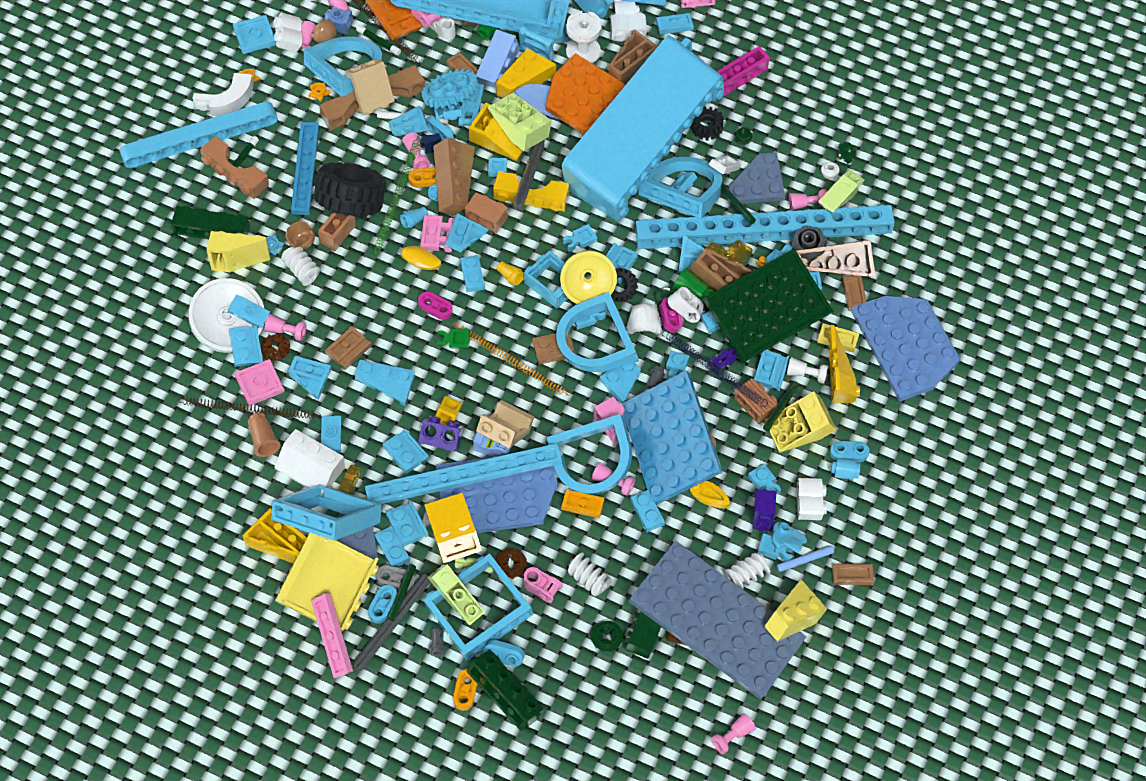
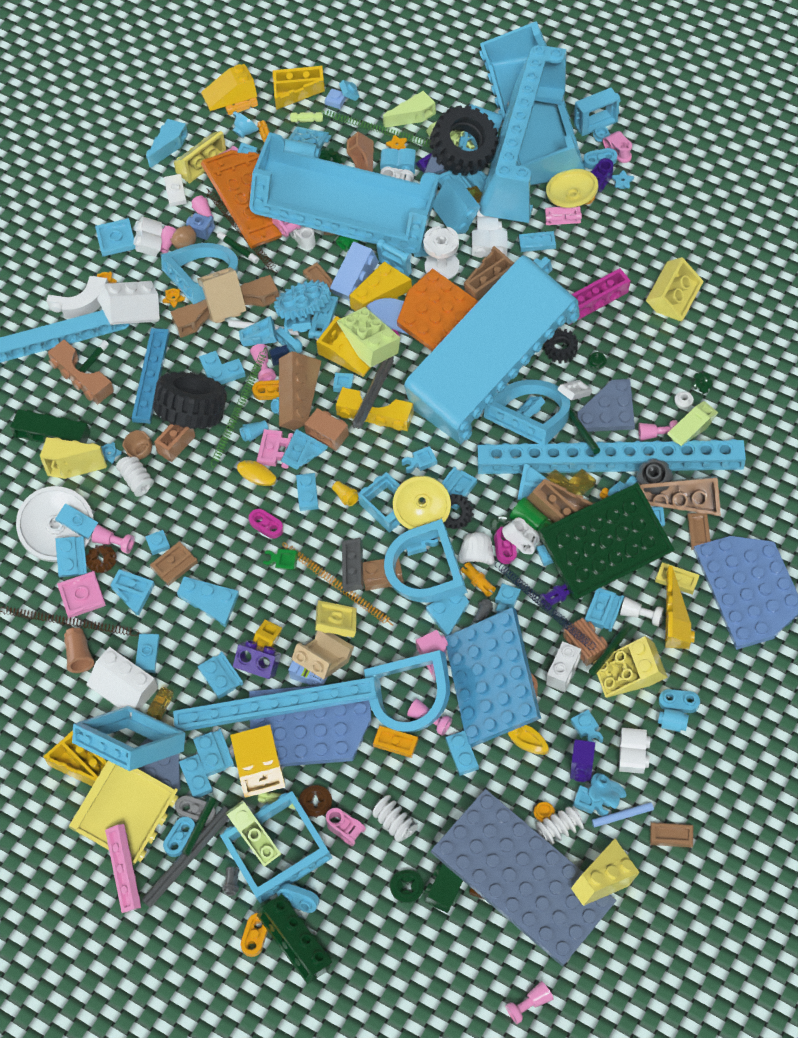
camera: 10 degrees right, 0 degrees up
(277, 97) = (129, 302): none -> white slope
(329, 329) = (157, 542): none -> medium azure plate
(380, 162) = (221, 372): none -> medium azure plate
(514, 391) = (335, 619): none -> light yellow plate
(524, 340) = (352, 565): none -> dark grey plate
(647, 348) = (478, 579): none -> light orange pin
(729, 559) = (543, 810): none -> light orange plate
(737, 425) = (563, 666): none -> white brick
(812, 65) = (675, 289): none -> light yellow slope

